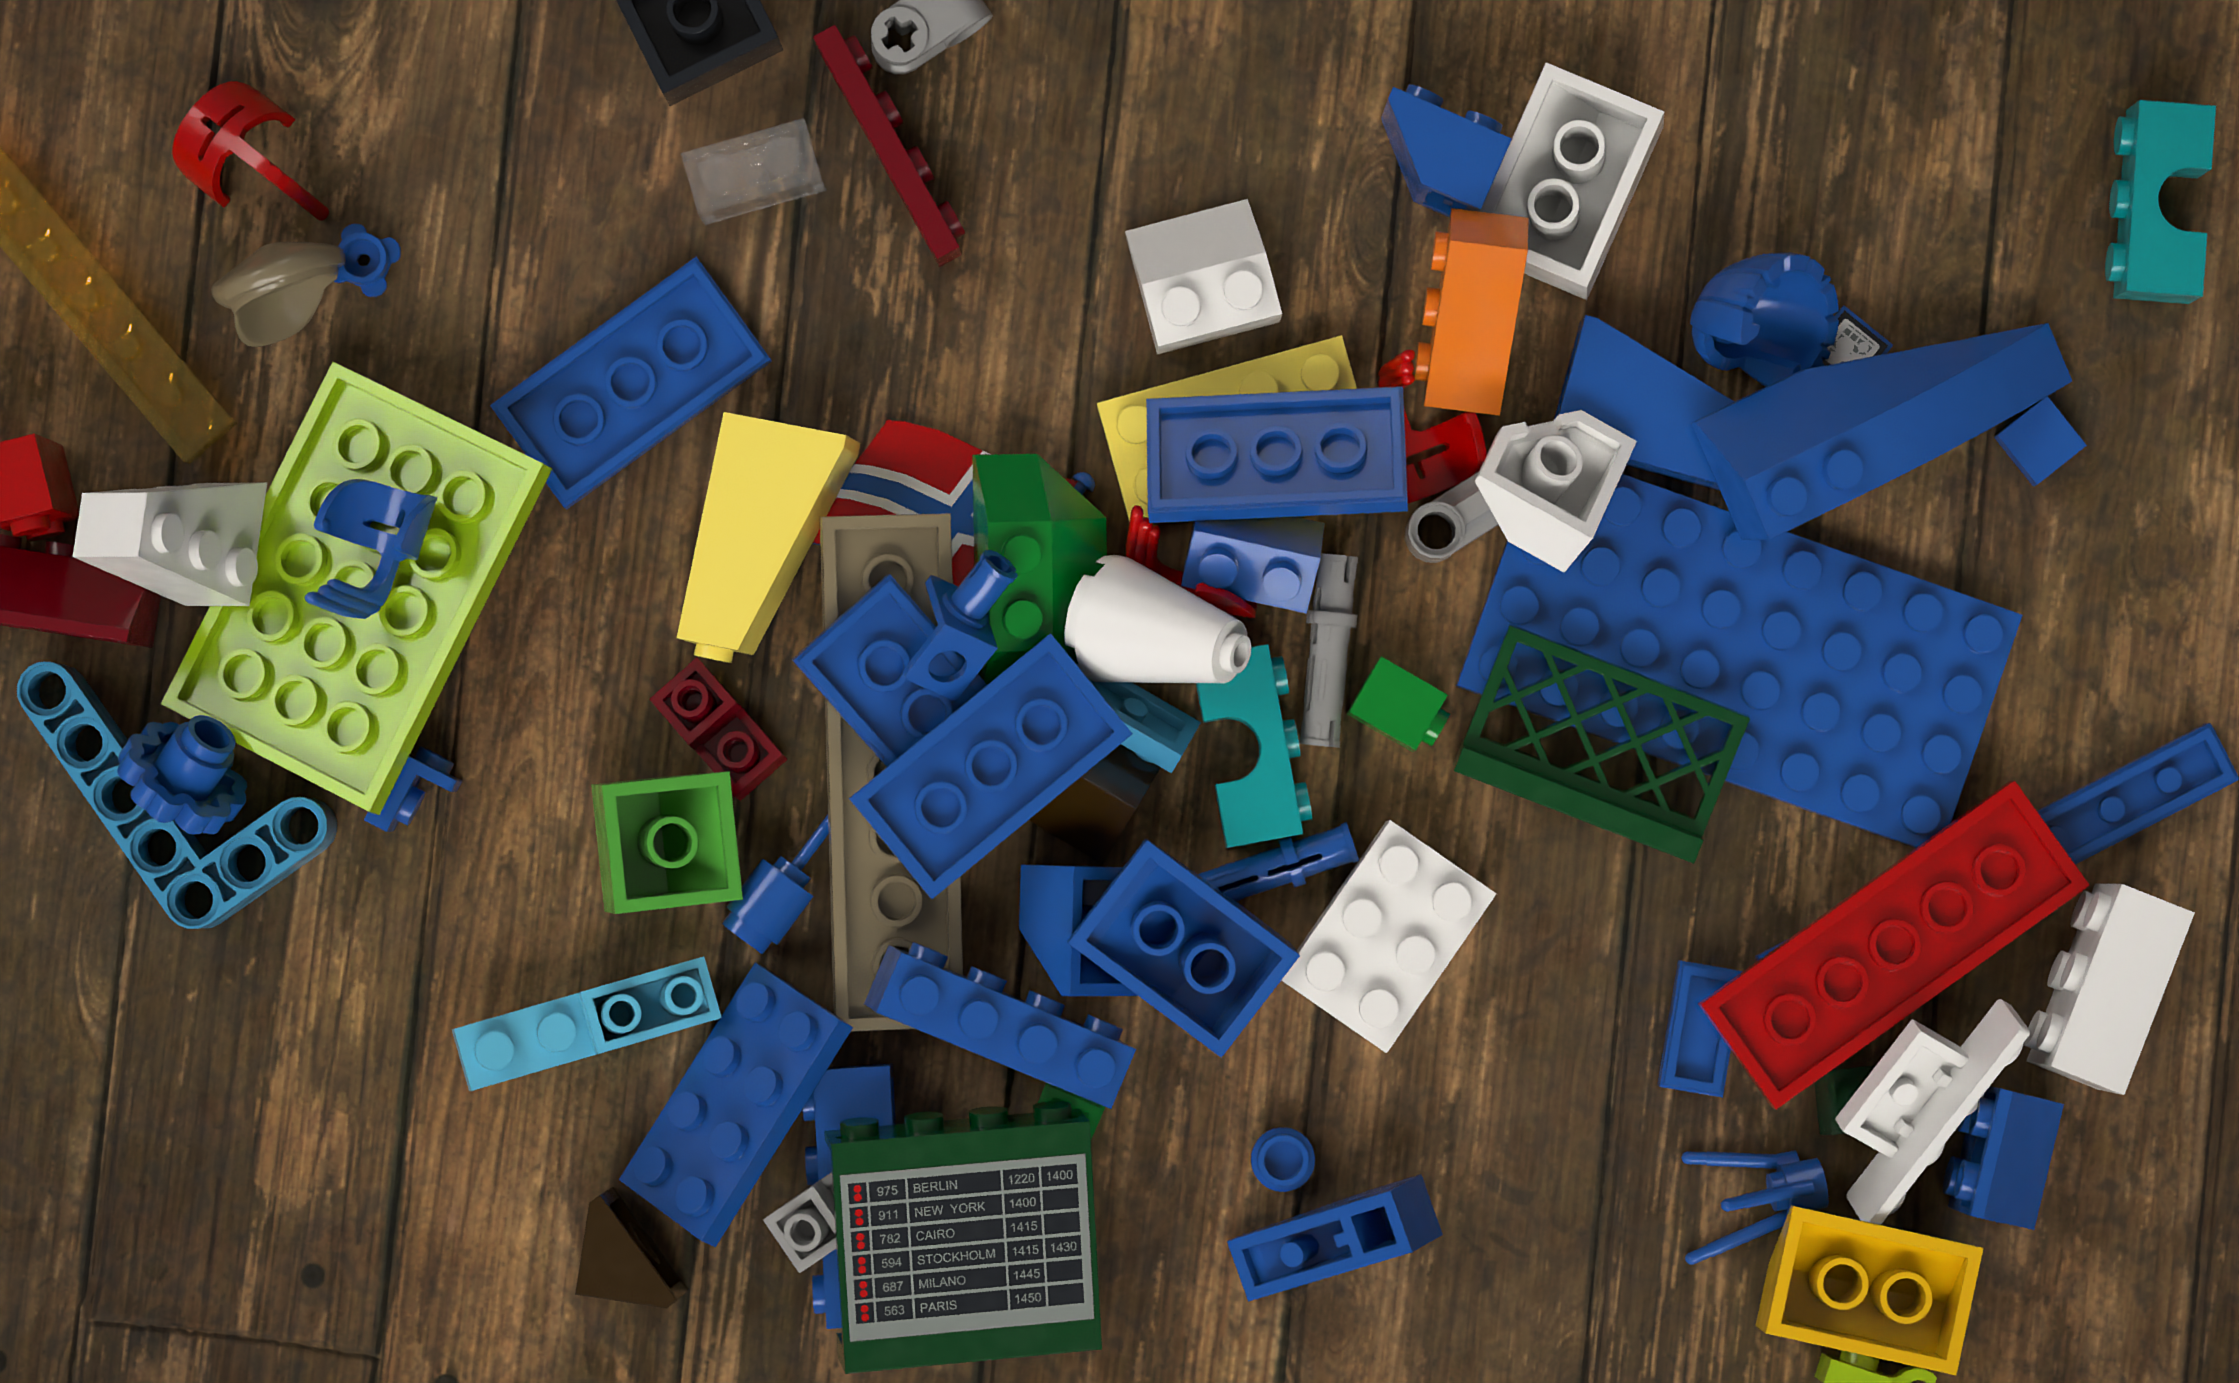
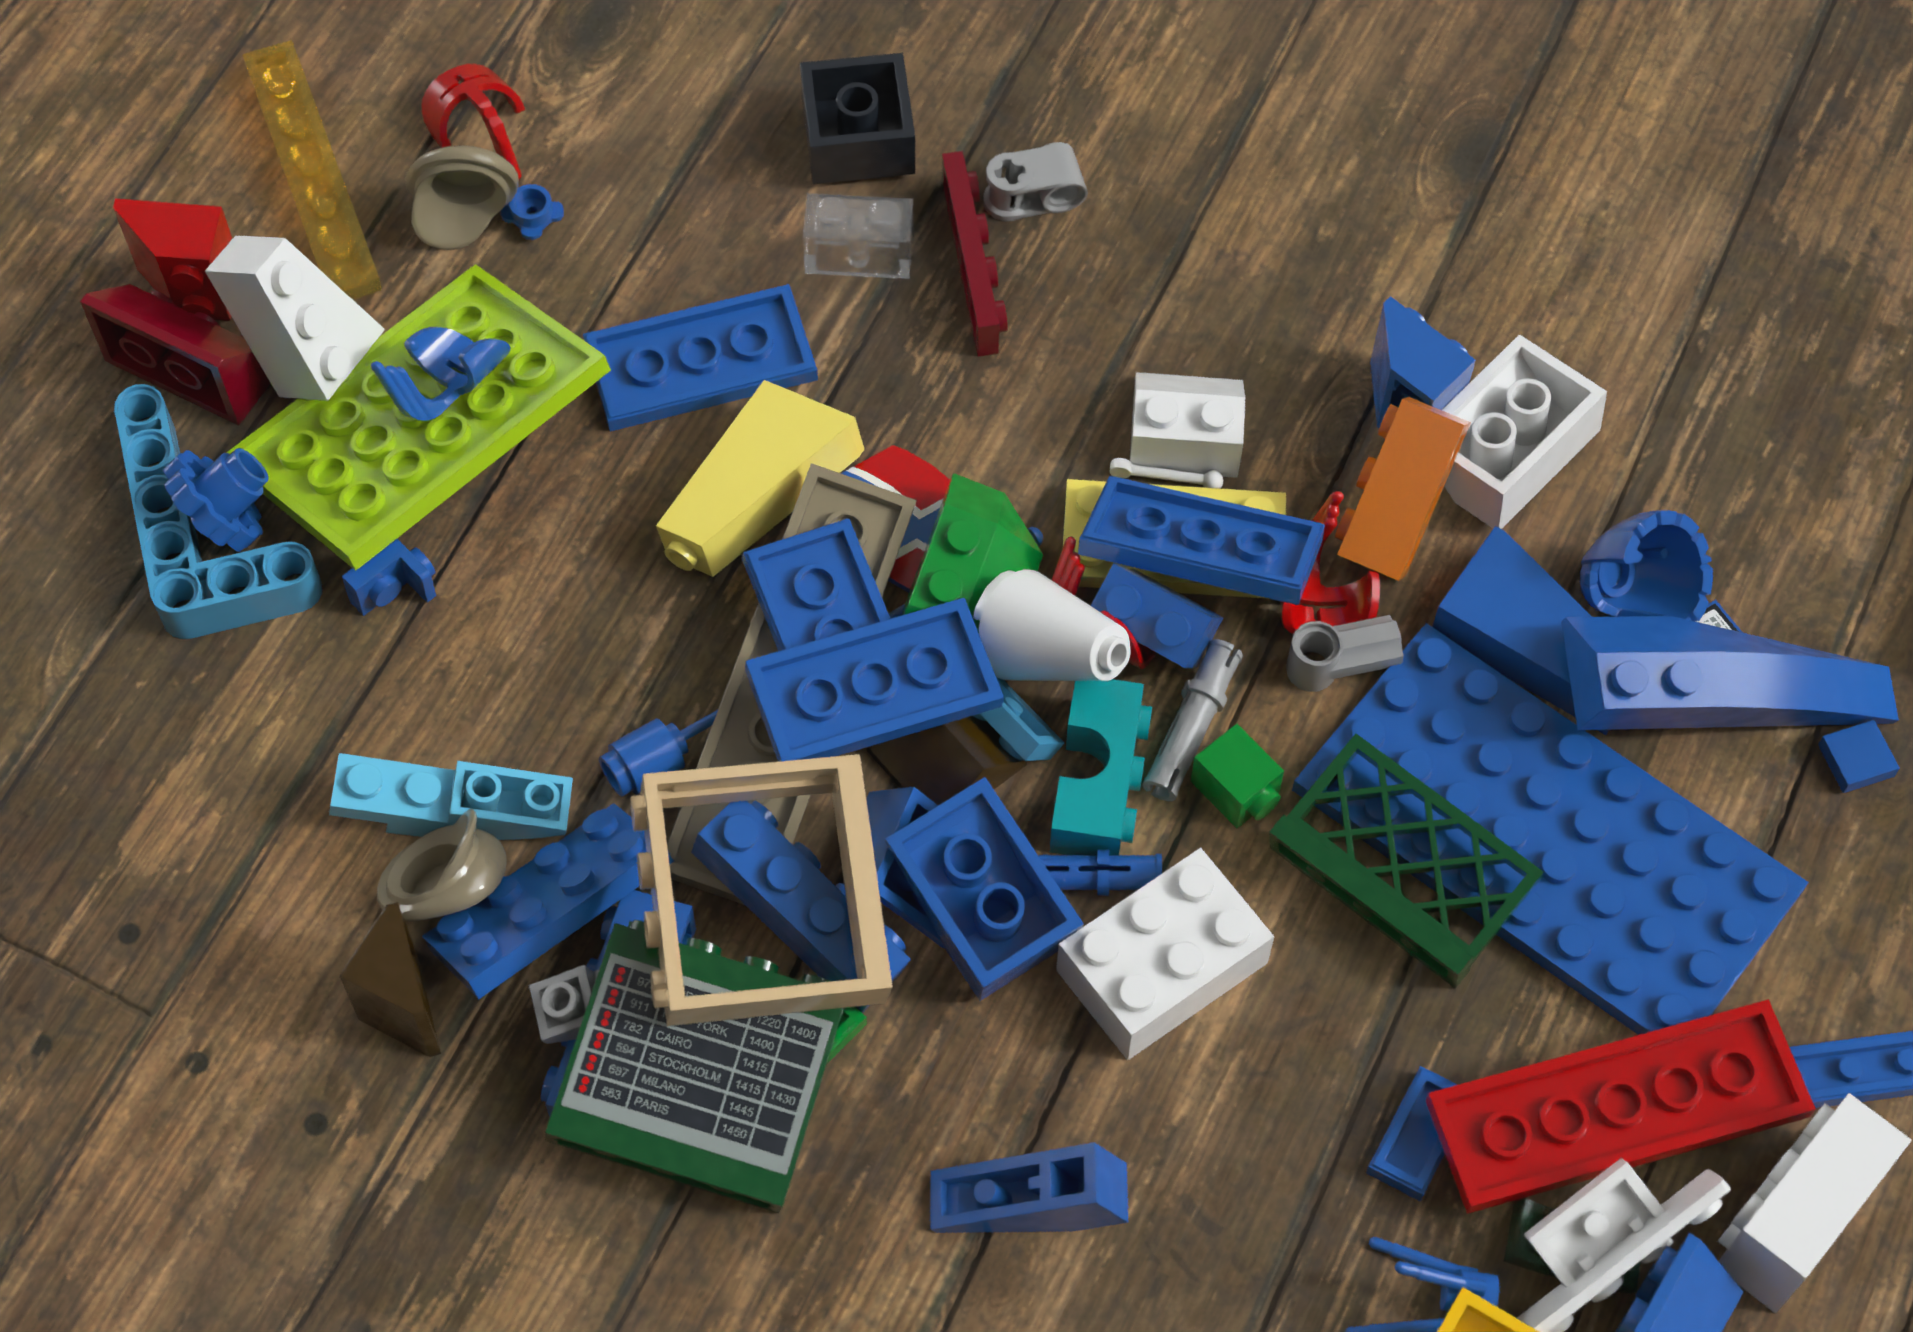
camera: 20 degrees right, 25 degrees down
(614, 1114) = (444, 871): none -> dark tan piece
(666, 842) = (580, 675): bright green slope -> none
(718, 728) = (661, 620): dark red slope -> none
(883, 1140) = (758, 781): none -> tan window
(962, 624) = (894, 566): blue bracket -> none
(1252, 341) = (1124, 468): none -> white hinge
(1282, 1159) = (1006, 1115): blue plate -> none
(1553, 483) = (1426, 630): white slope -> none

